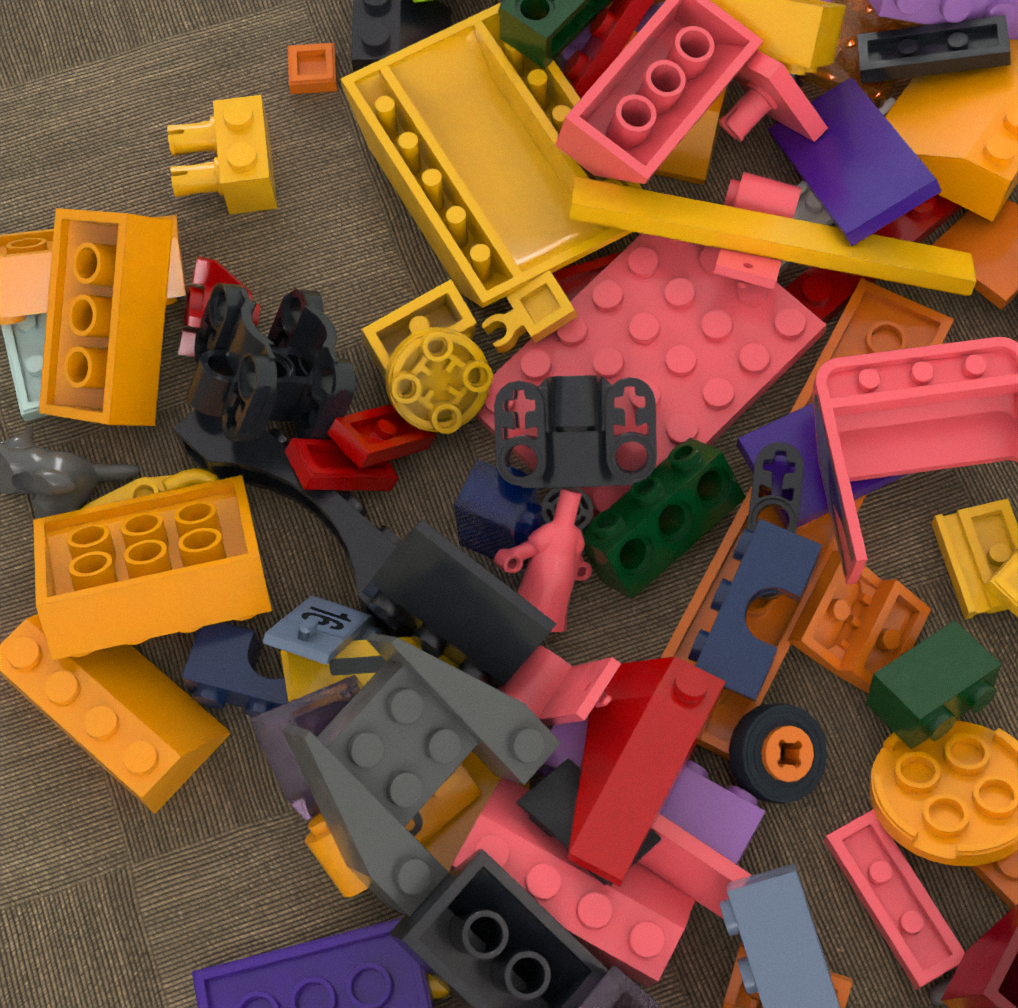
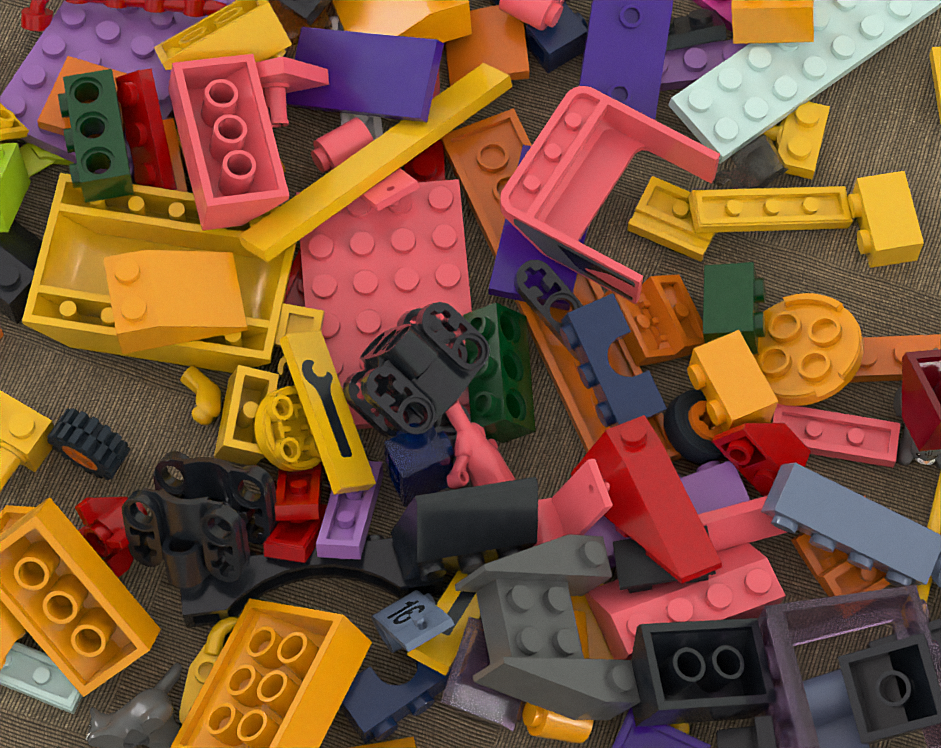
camera: 55 degrees left, 0 degrees up
(277, 226) = (88, 444): none -> black wheel
(394, 491) = (348, 520): none -> medium lavender plate
(423, 280) = (207, 395): none -> yellow arm
(463, 171) = (173, 297): none -> light orange slope
(471, 391) = (327, 412): none -> yellow tile
(800, 833) = (761, 450): none -> red slope
(840, 748) = (731, 382): none -> light orange slope

